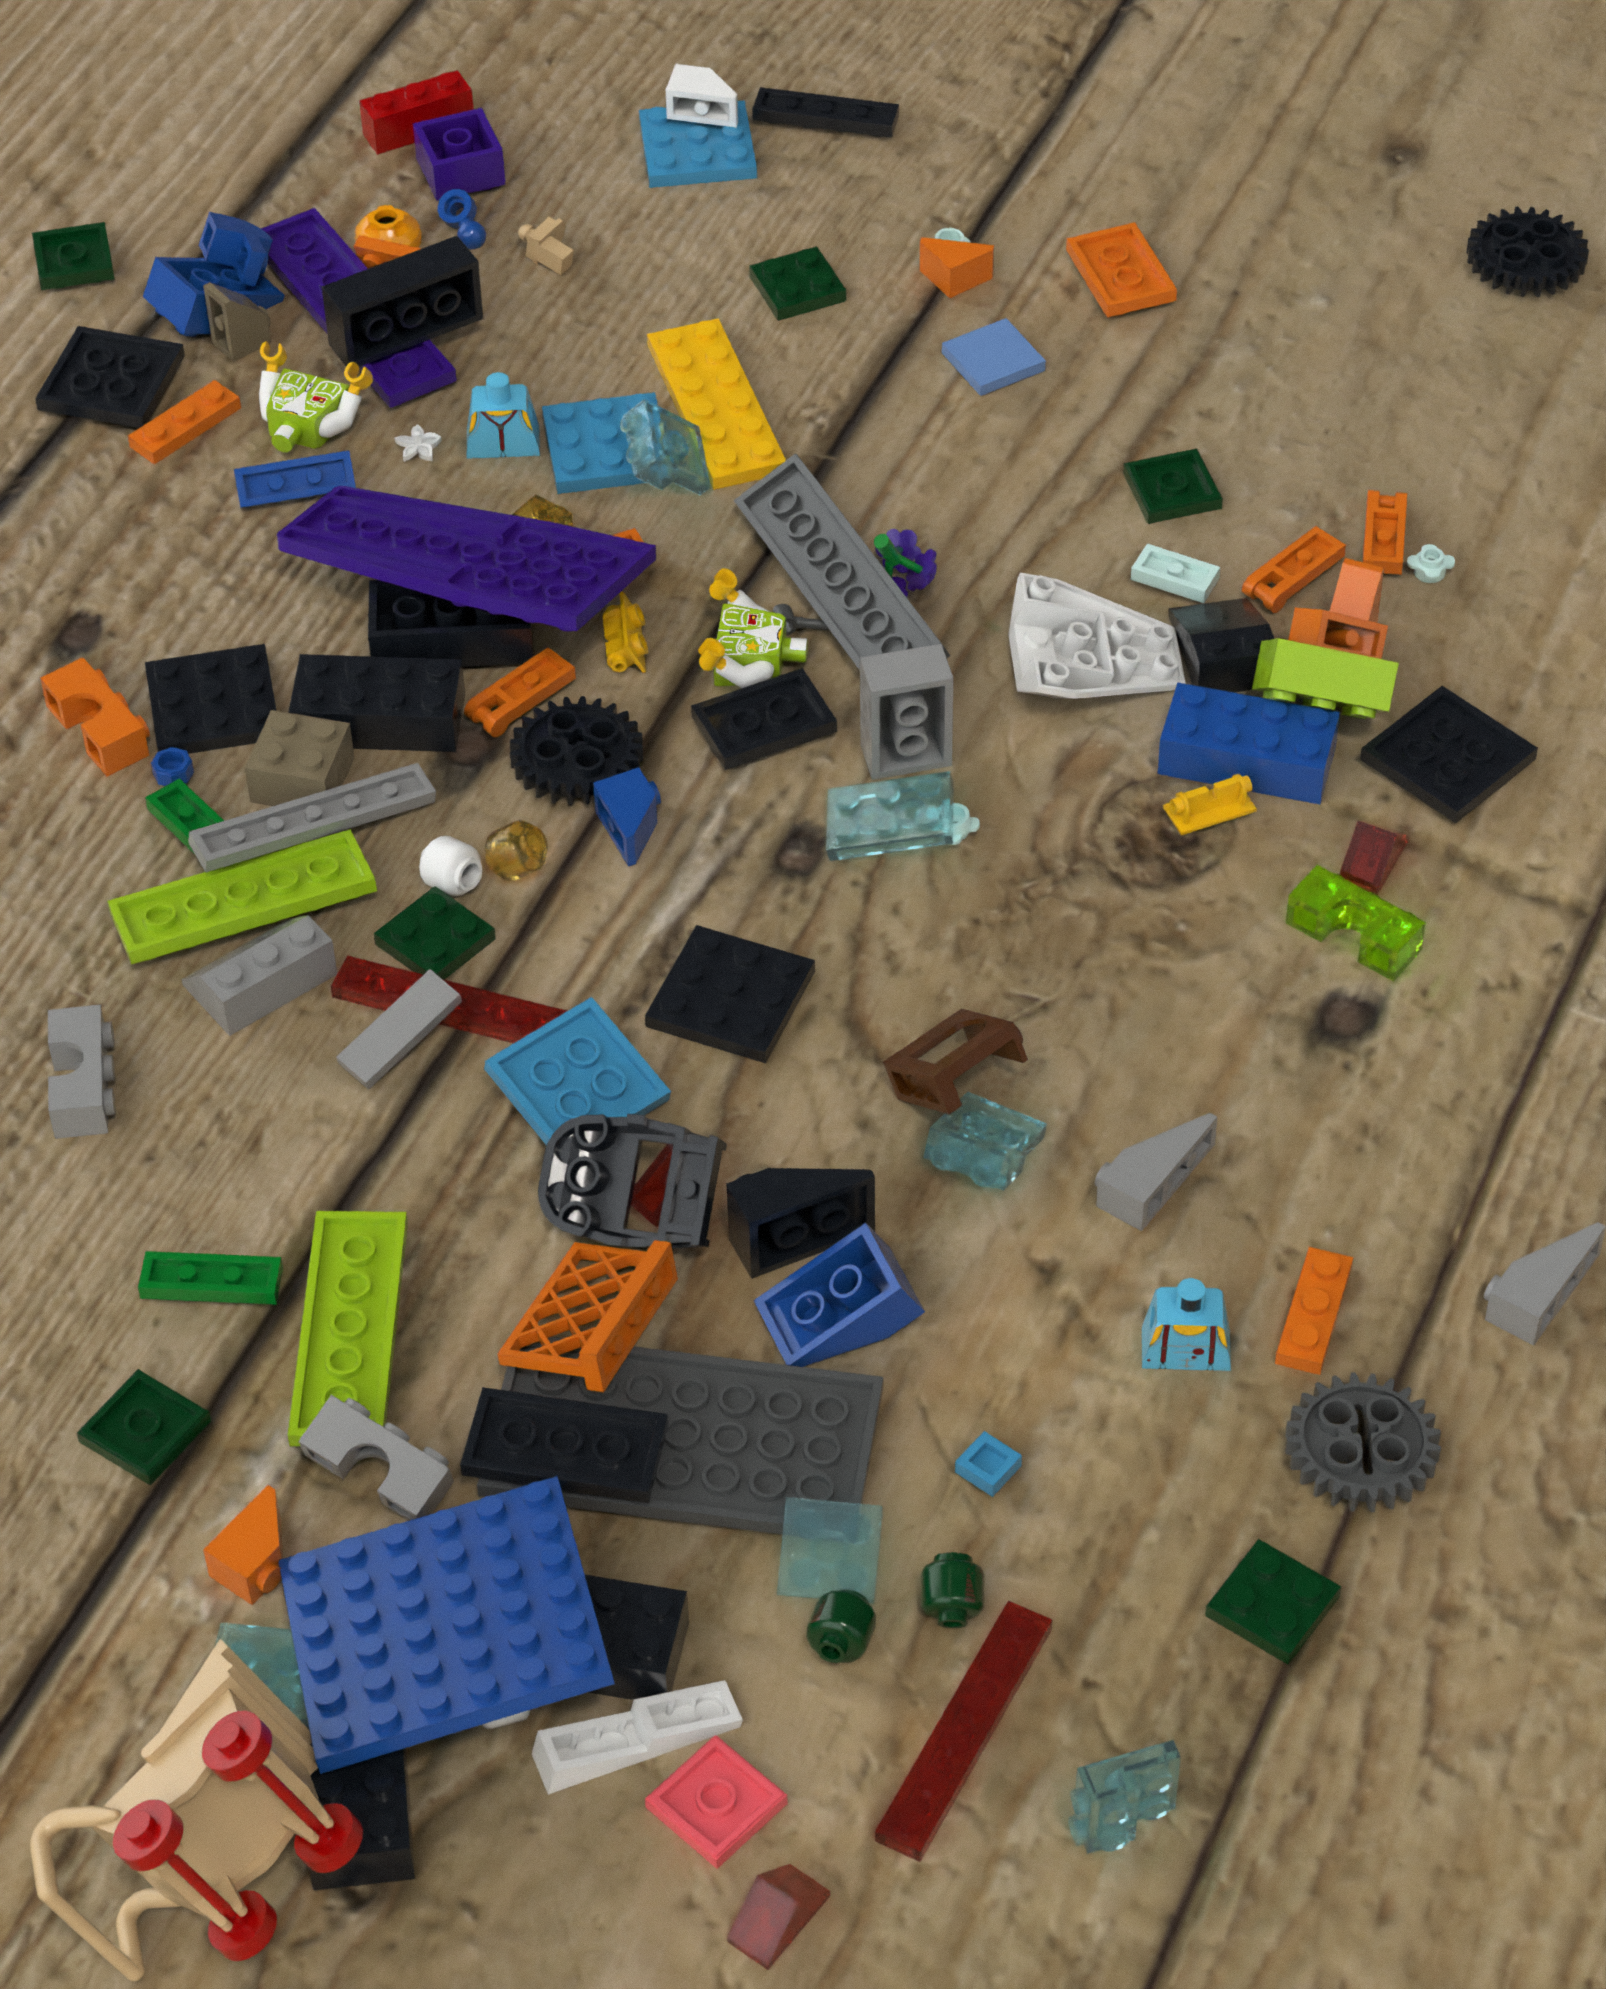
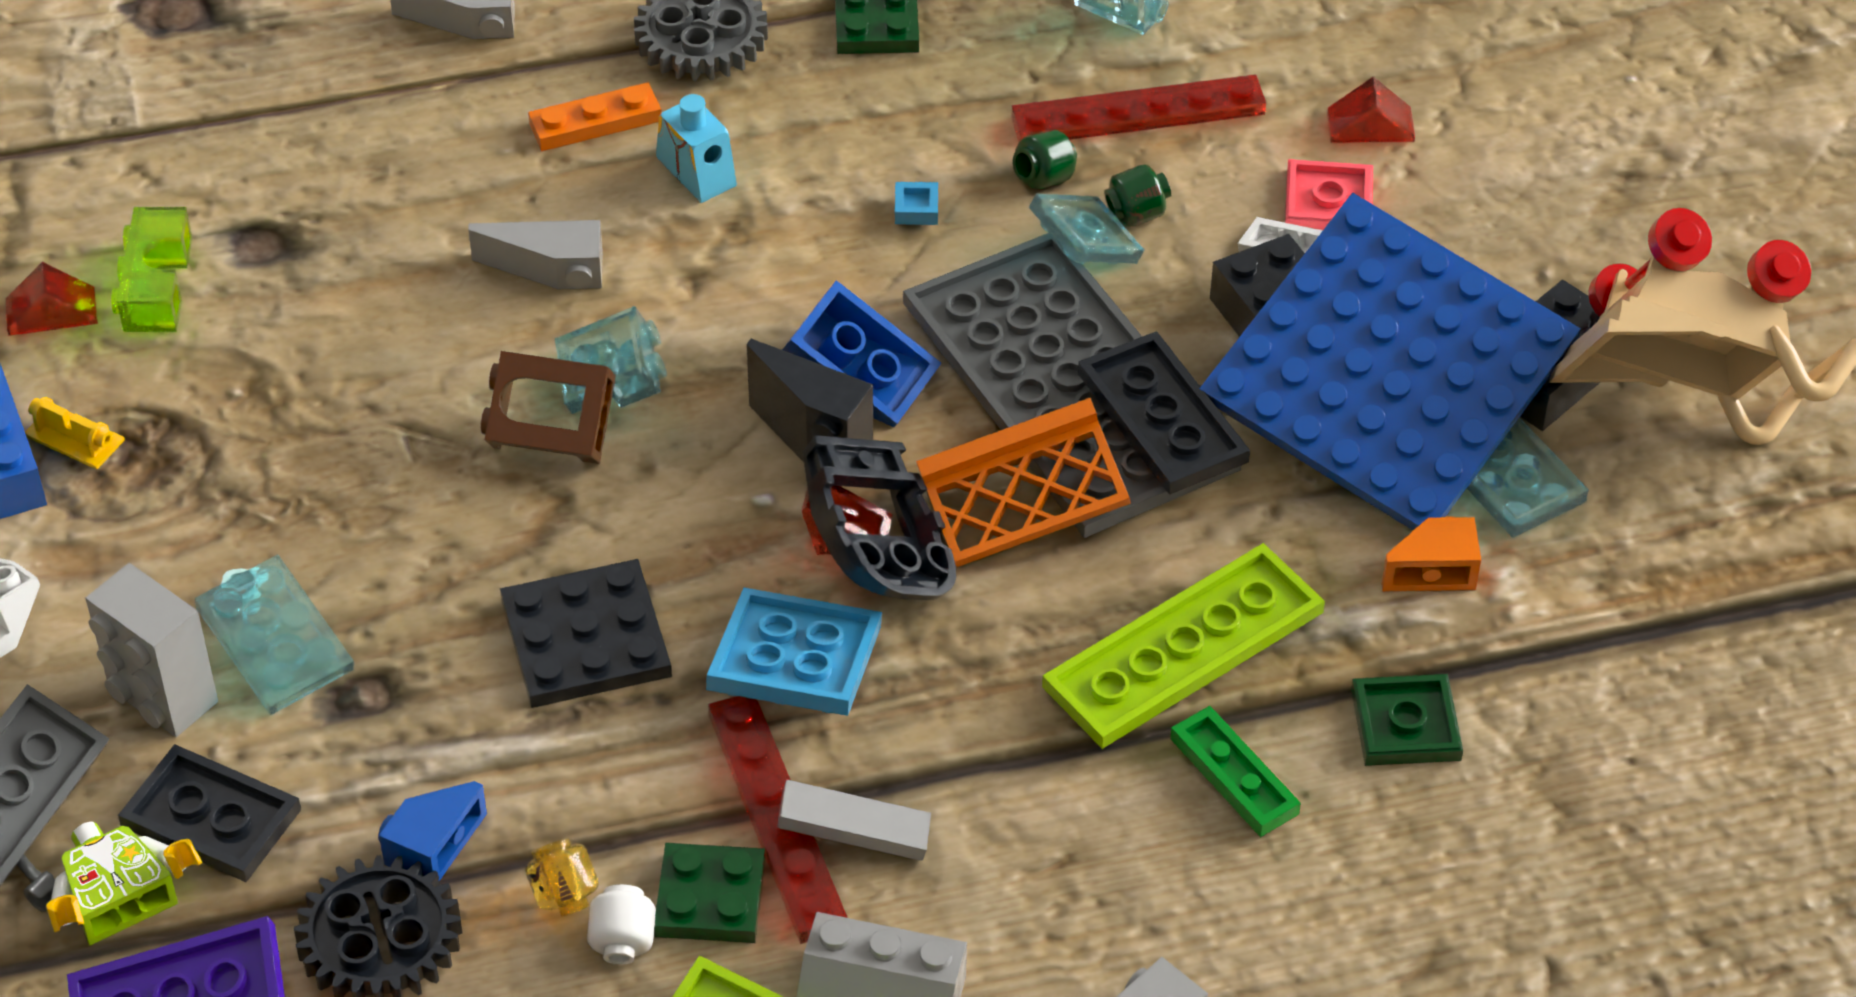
camera: 130 degrees left, 0 degrees up
(346, 1435) = (1283, 501): light grey arch -> none

